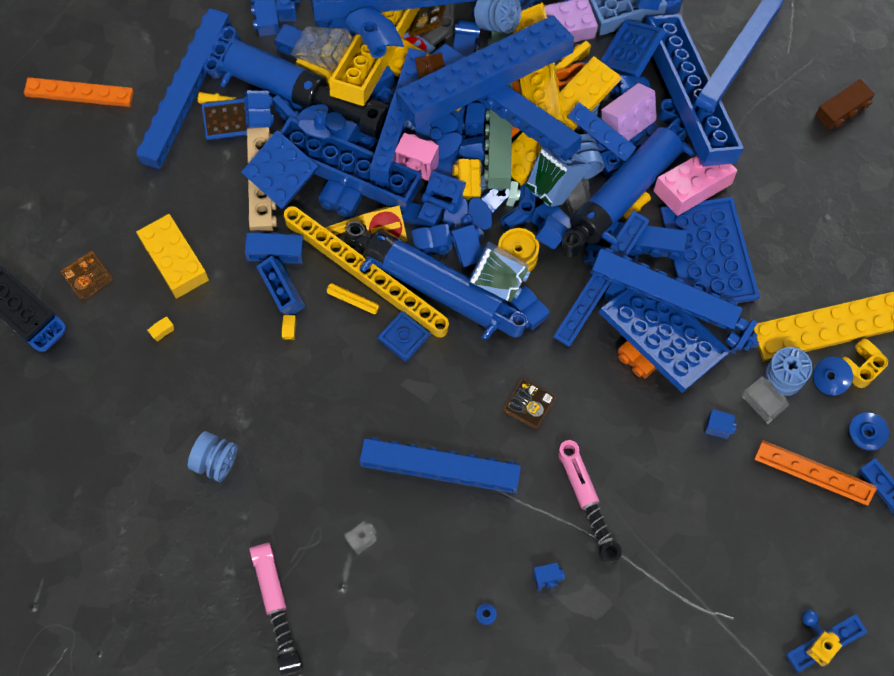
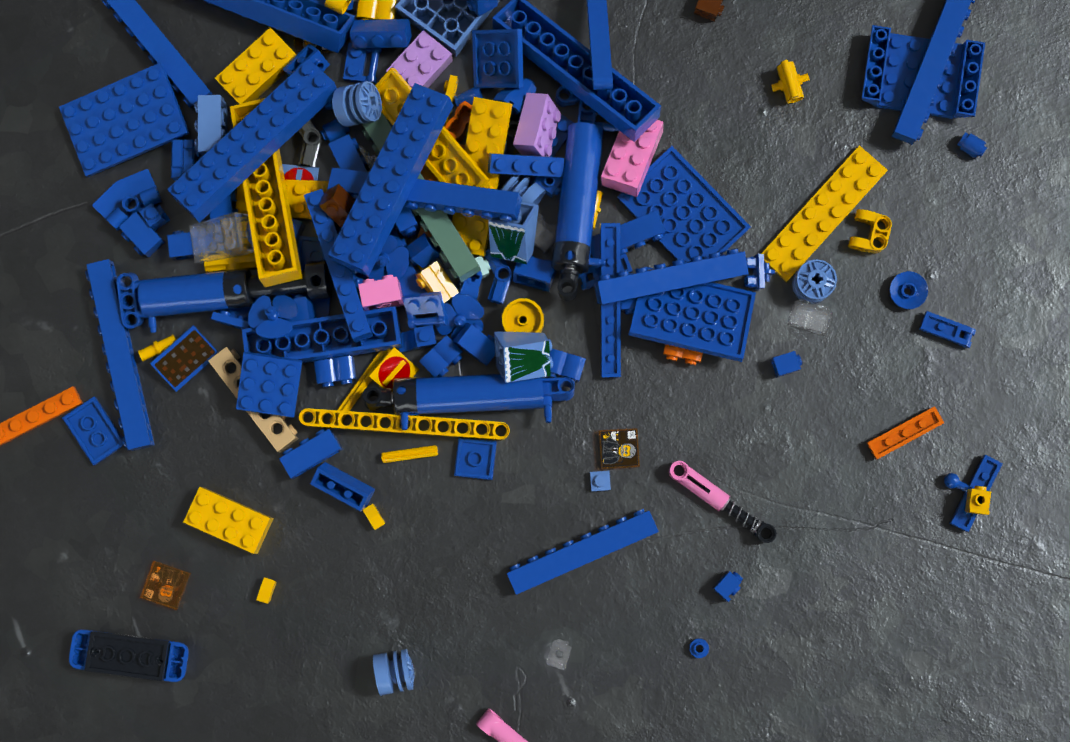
camera: 30 degrees left, 15 degrees up
(122, 129) = (94, 430): none -> blue tile
(258, 109) = (205, 337): blue brick -> none
(375, 30) = (254, 192): blue panel -> none
(426, 20) = (295, 150): tile -> none
(495, 419) = (600, 481): none -> medium blue plate
(551, 232) = (542, 287): blue panel -> none
(792, 549) = (905, 433): none -> orange plate
(815, 472) = (886, 355): orange plate -> none
(842, 379) = (852, 251): blue dish -> none
(865, 207) = (790, 82): none -> yellow pin

